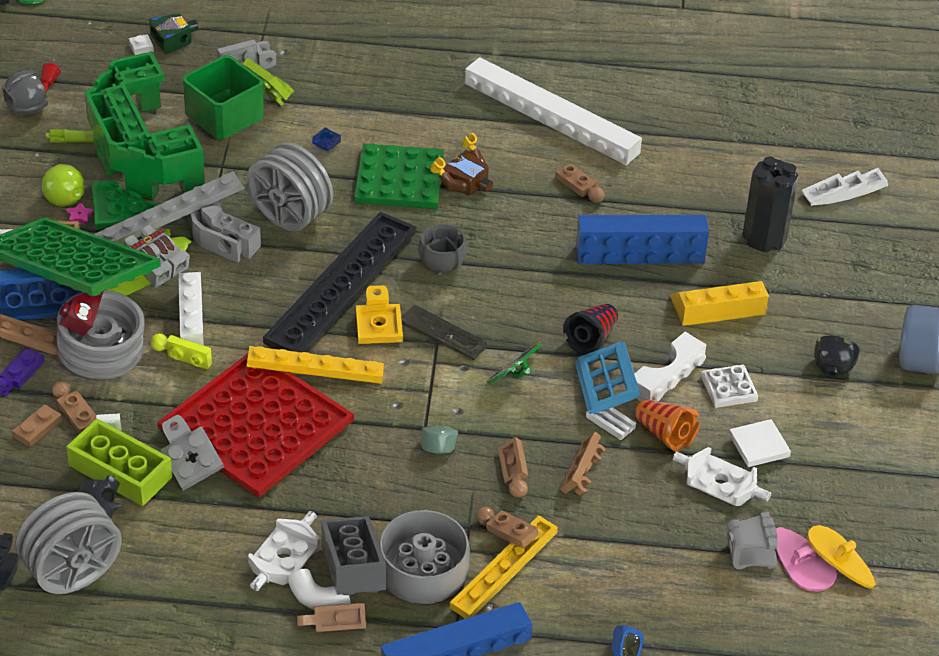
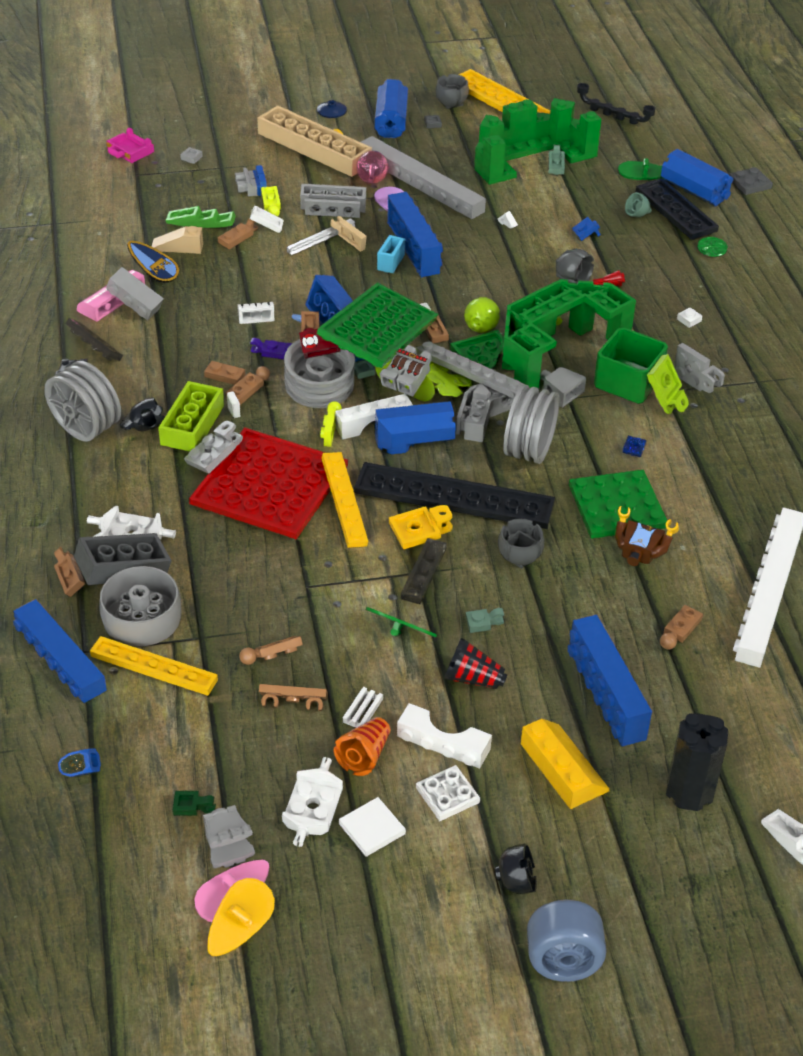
camera: 75 degrees right, 0 degrees up
(79, 213) = (462, 334): dark pink plate -> none
(172, 32) = (712, 327): dark green torso -> none
(216, 159) = (565, 383): none -> light grey torso
(230, 281) = (415, 424): none -> blue brick
(438, 439) = (288, 592): sand green hair -> none
(507, 526) = (195, 655): medium nougat plate -> none
(524, 310) = (482, 620): none -> sand green plate
(628, 378) = (399, 698): dark azure piece -> none
(698, 568) = (189, 802): none -> dark green plate

